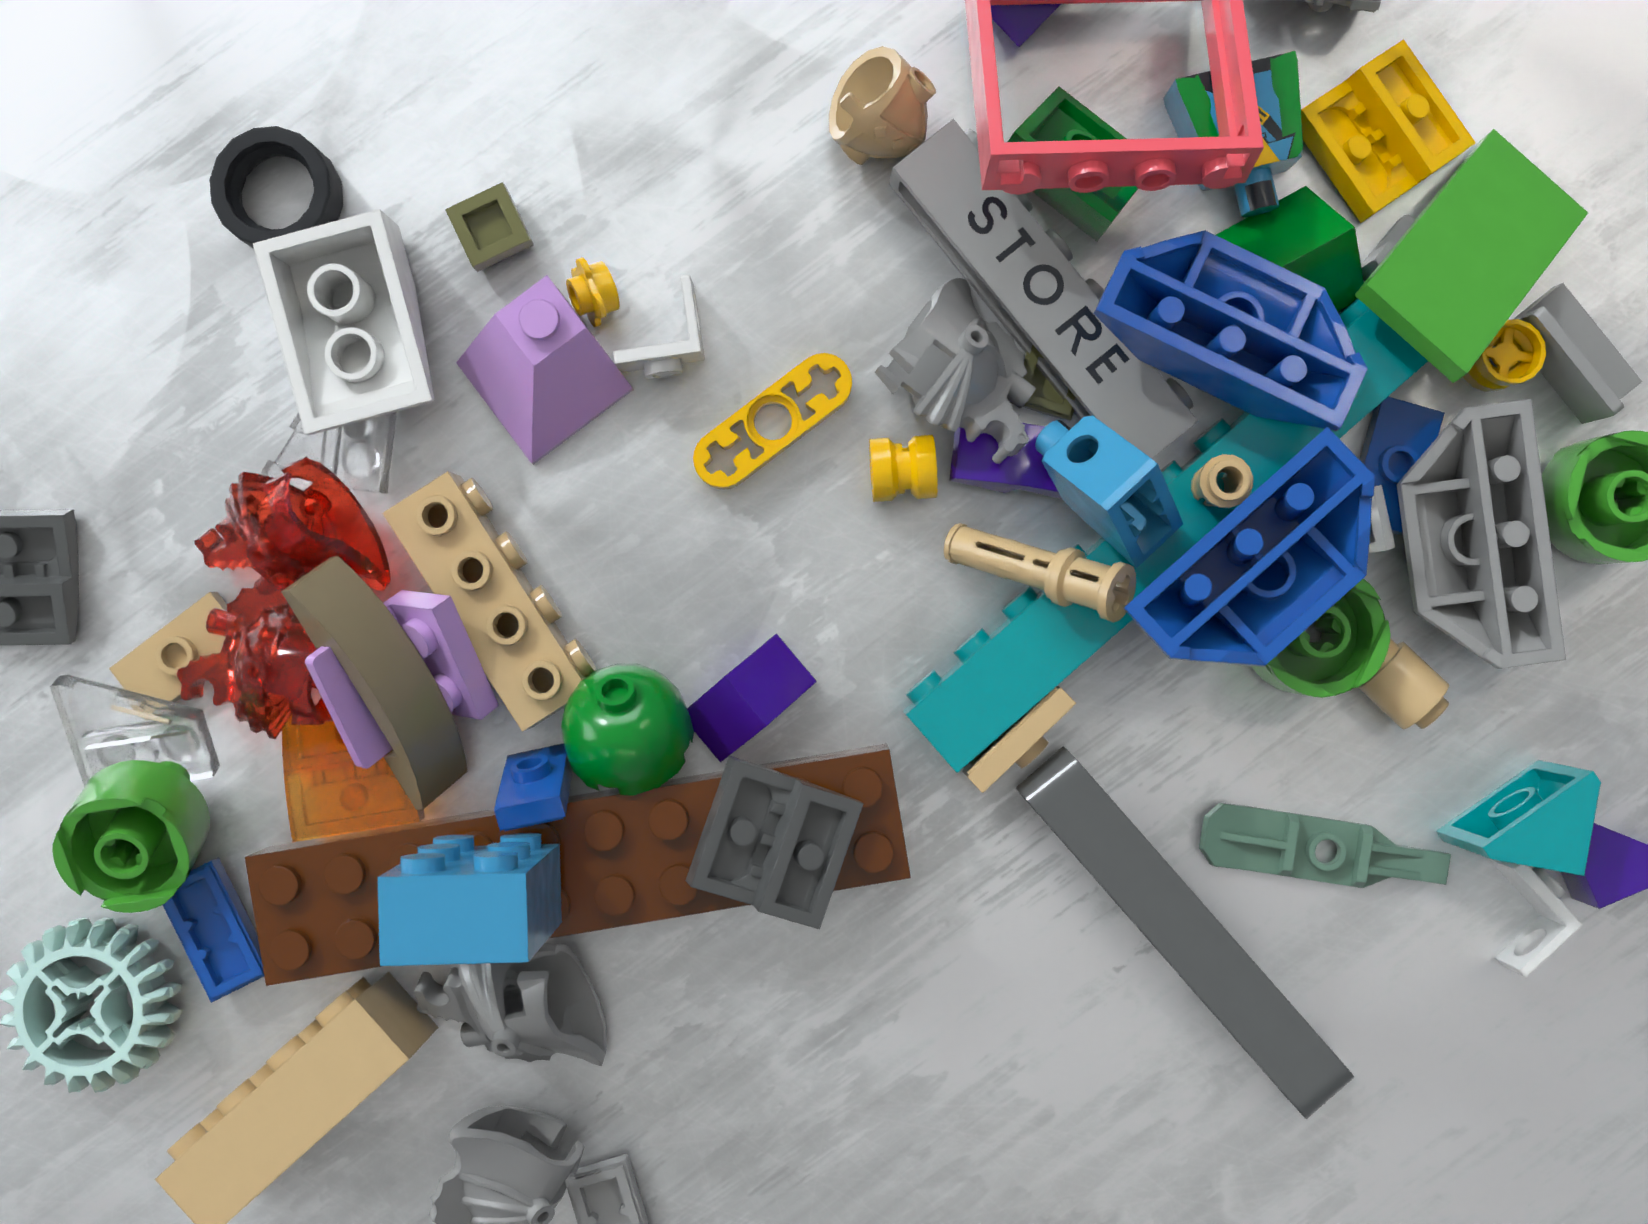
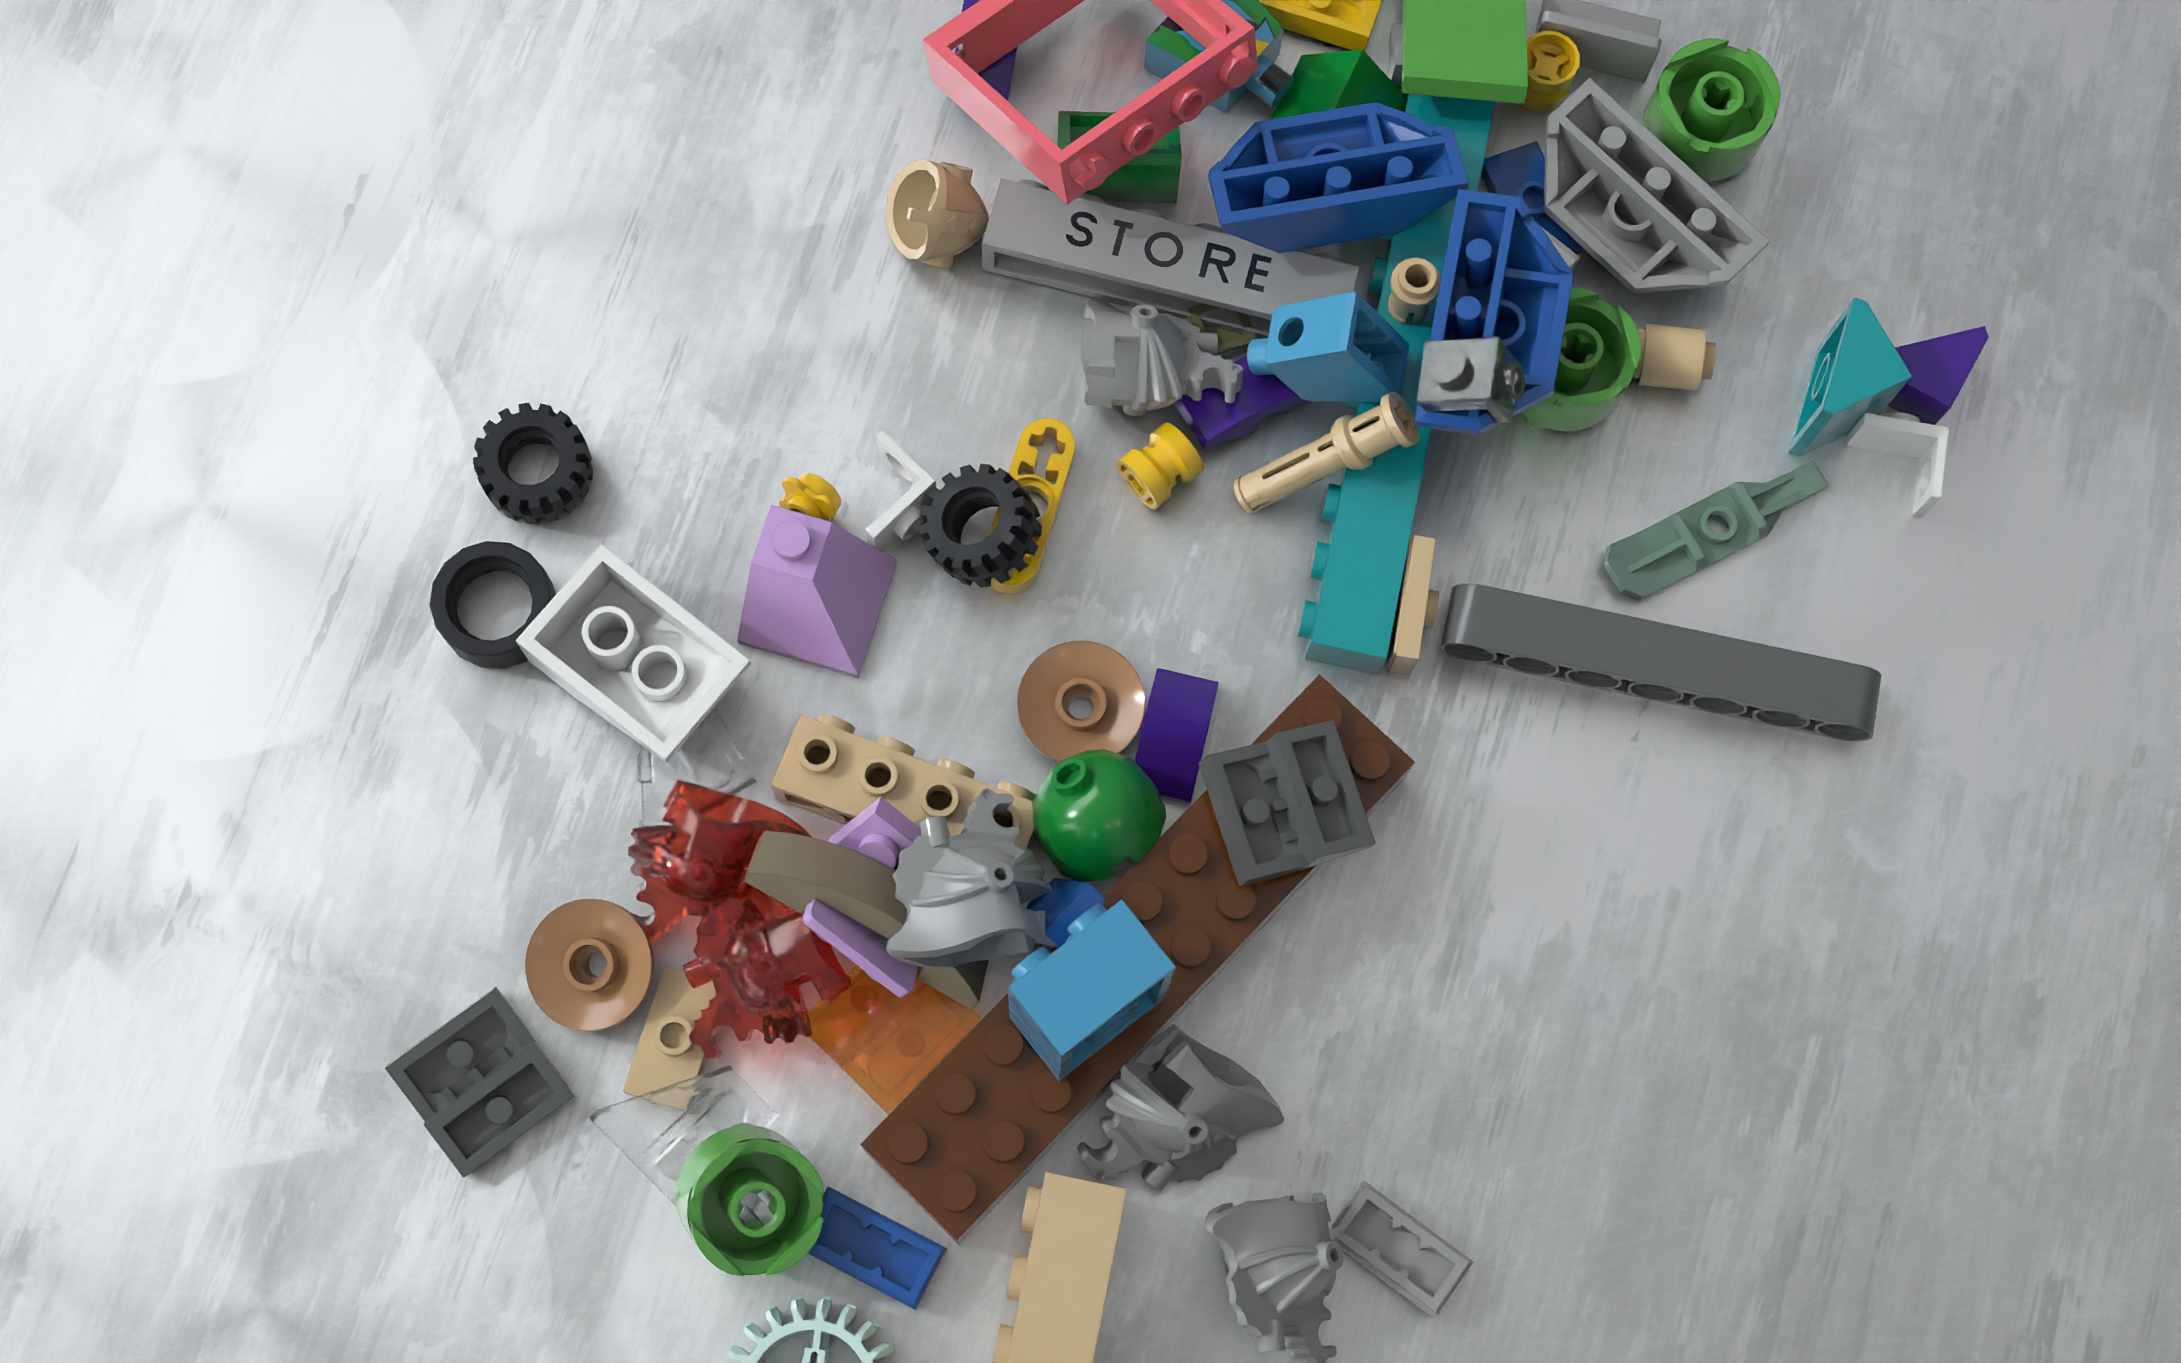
camera: 40 degrees left, 15 degrees down
(127, 556) = (560, 969): none -> medium nougat dish
(370, 58) = (524, 429): none -> black tyre
(456, 723) = (968, 891): none -> light grey helmet
(489, 227) = (690, 513): olive plate -> none
(654, 614) = (1086, 673): none -> medium nougat dish
(691, 389) = (964, 498): none -> black tyre
(1197, 610) = (1470, 377): none -> clear smoke bracket

